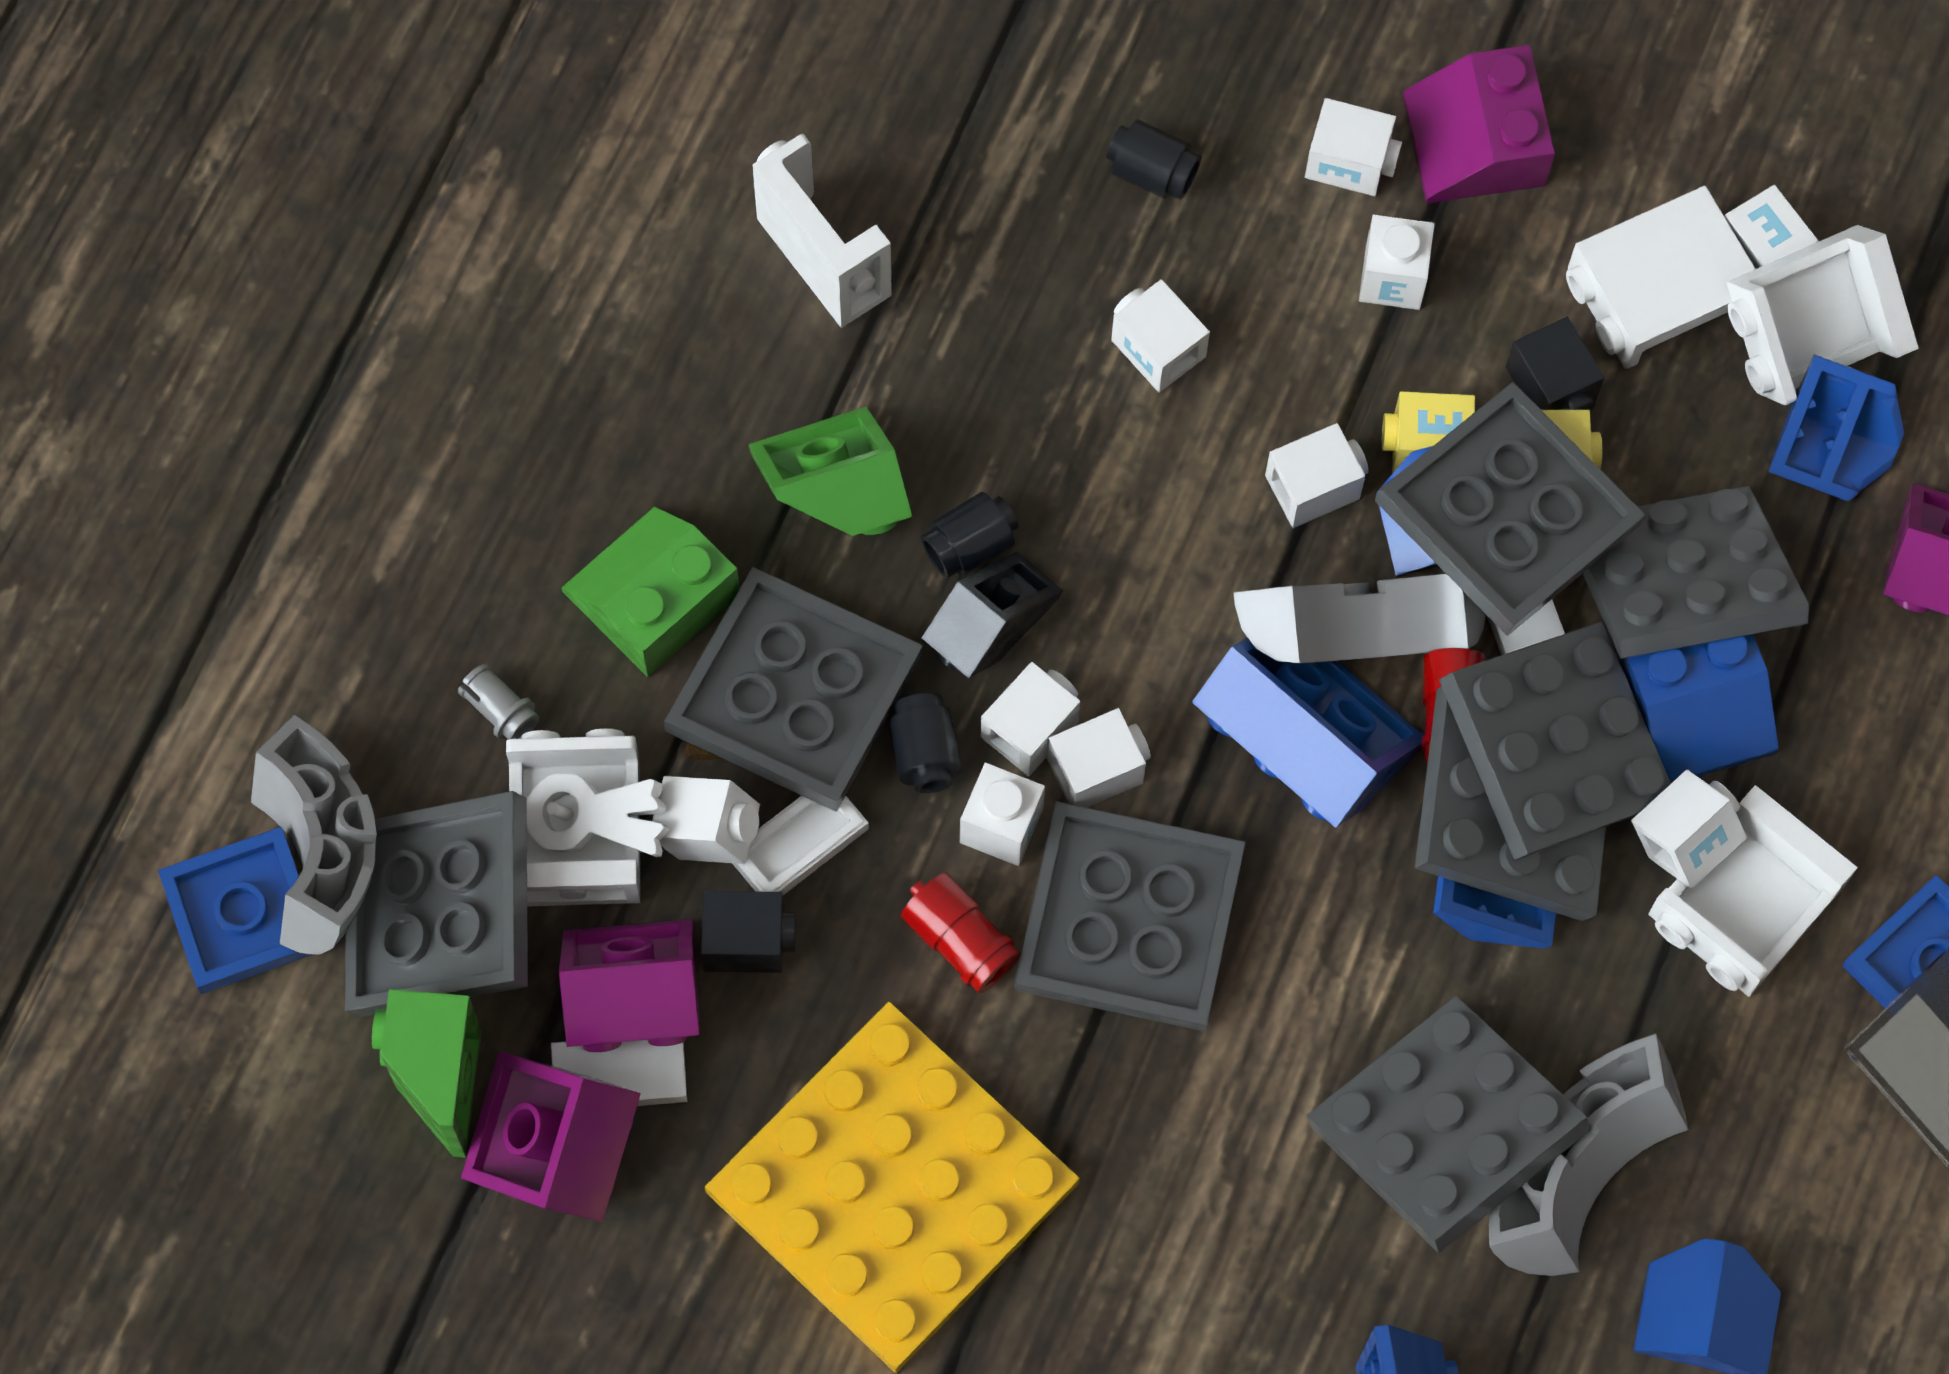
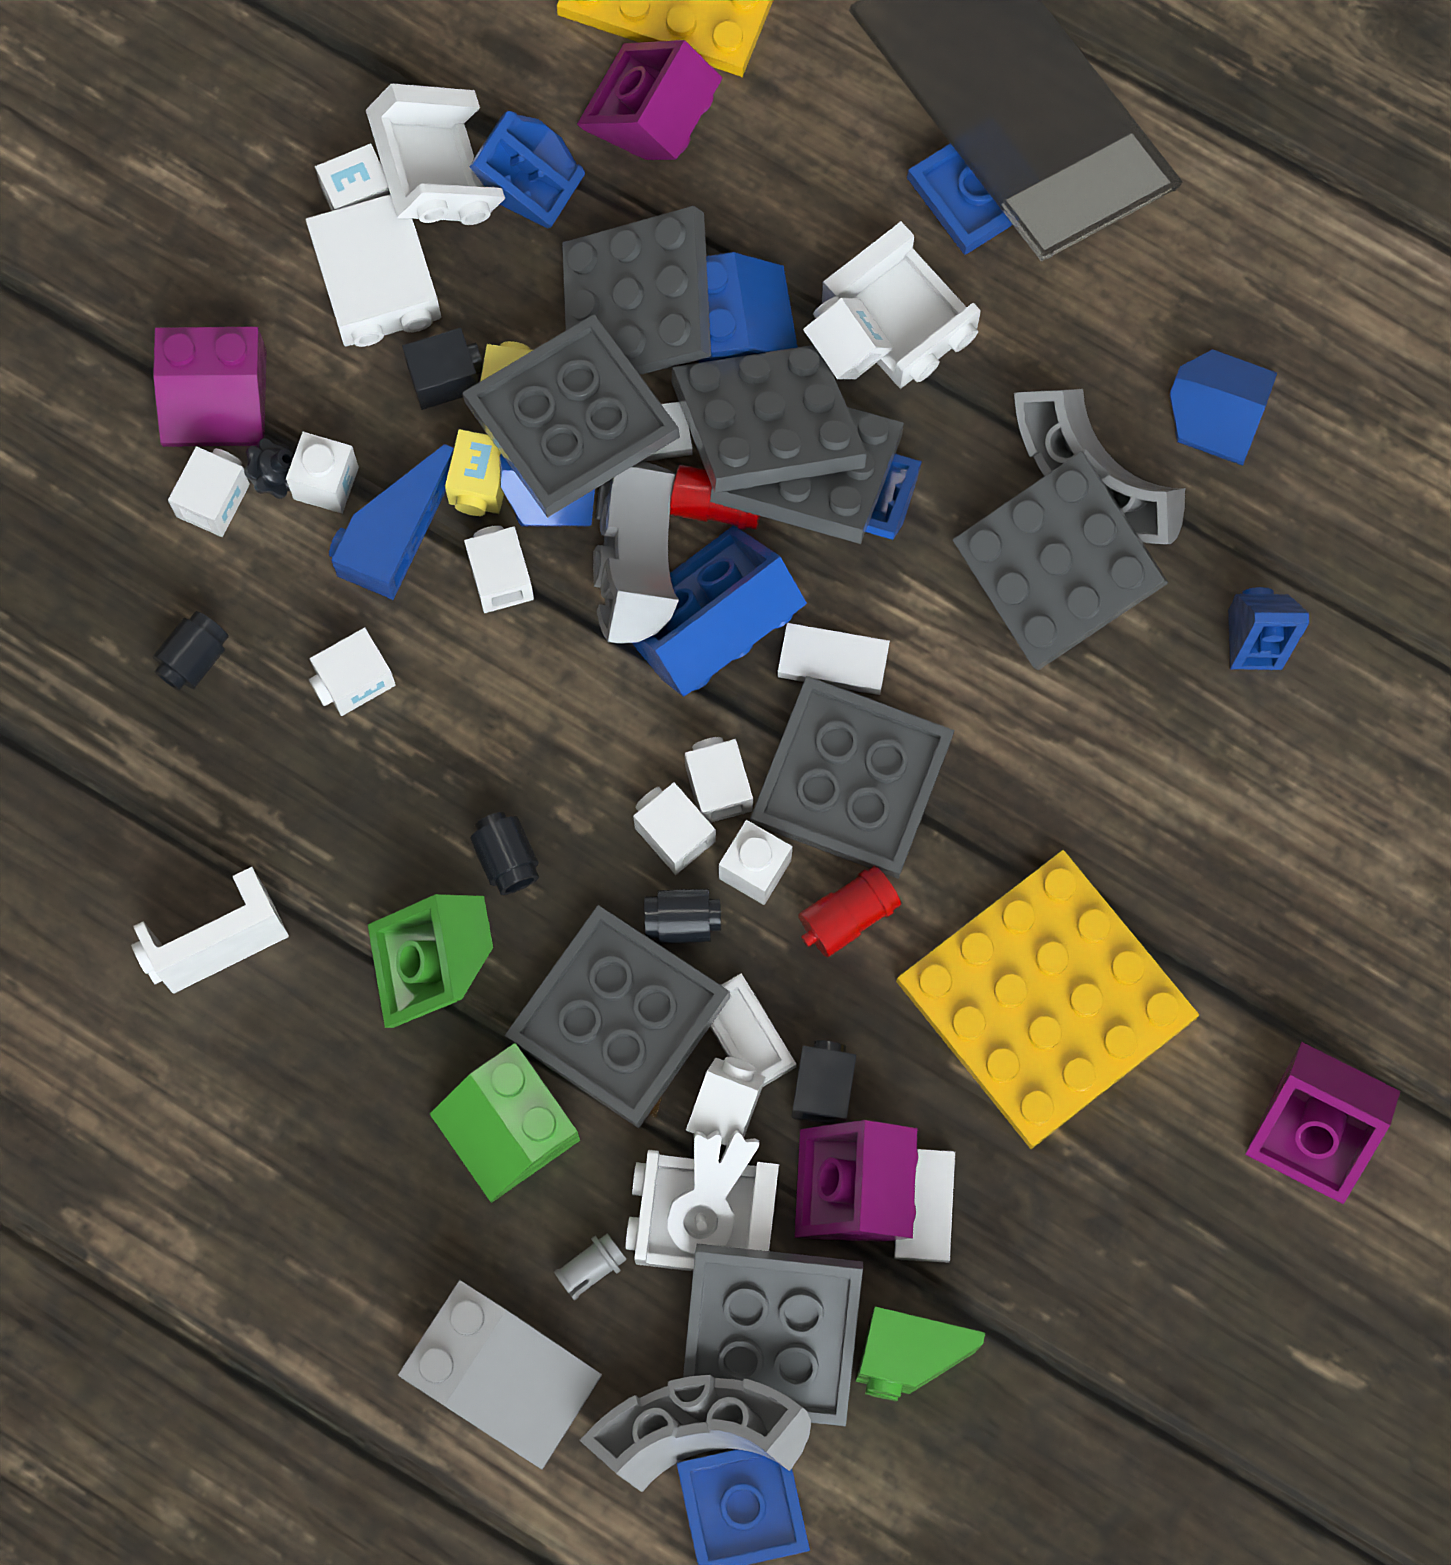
camera: 80 degrees left, 5 degrees up
(363, 621) = (500, 1374): none -> light grey slope
(550, 1136) = (981, 1264): magenta slope -> none
(990, 614) = (578, 845): black slope -> none
(1277, 877) = (833, 658): none -> white tile
(1340, 348) = (390, 528): none -> blue slope
(1392, 198) = (269, 467): none -> black plant

